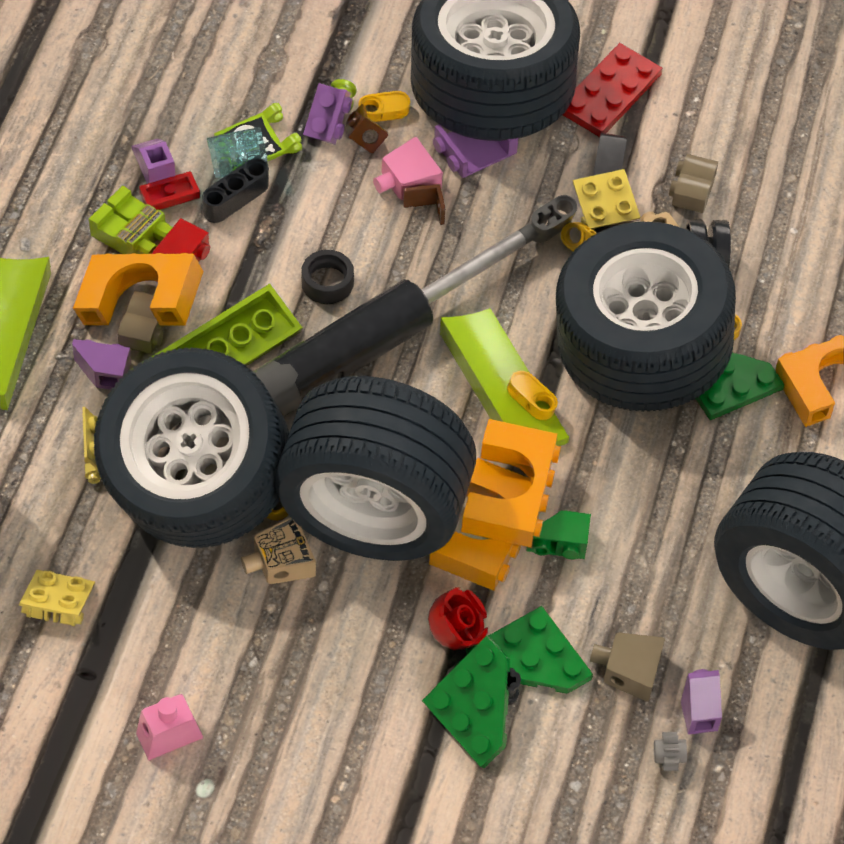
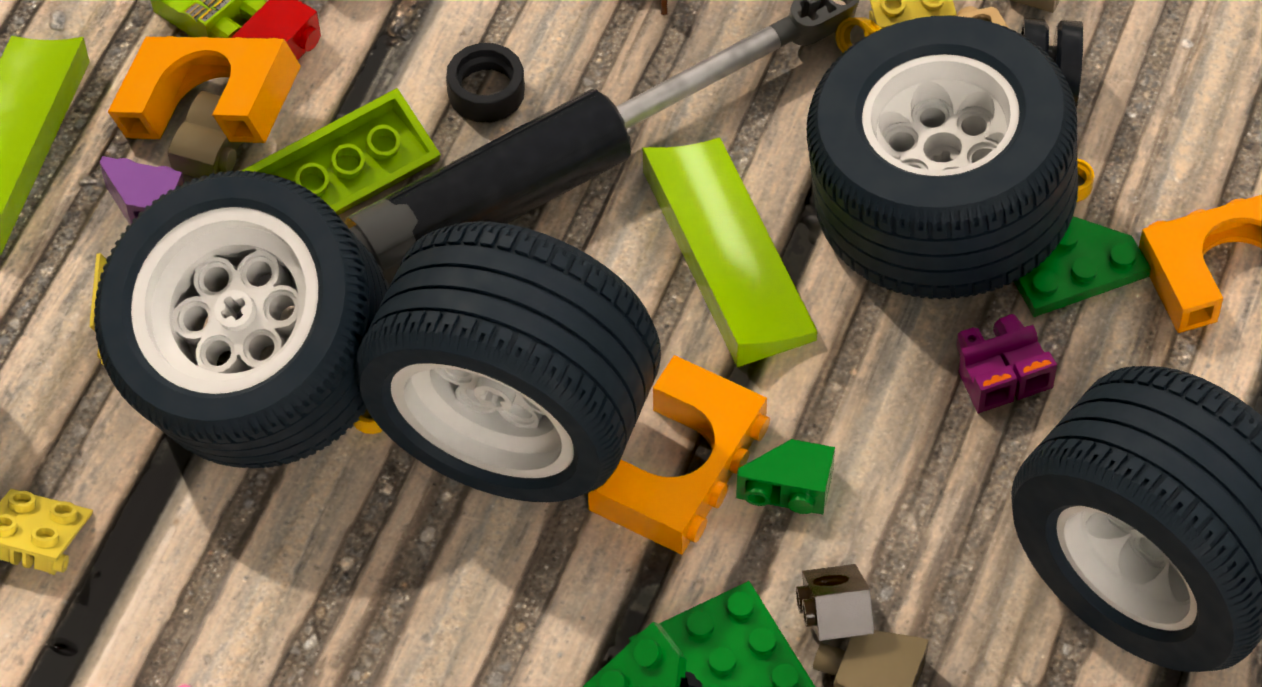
camera: 10 degrees right, 0 degrees up
(281, 554) = (368, 483): tan torso -> none
(458, 619) = (617, 594): red cylinder -> none
(514, 518) = (721, 447): light orange arch -> none
(528, 390) = (762, 259): yellow piece -> none
(602, 616) = (835, 602): none -> brick
(695, 454) = (1004, 364): none -> magenta hips

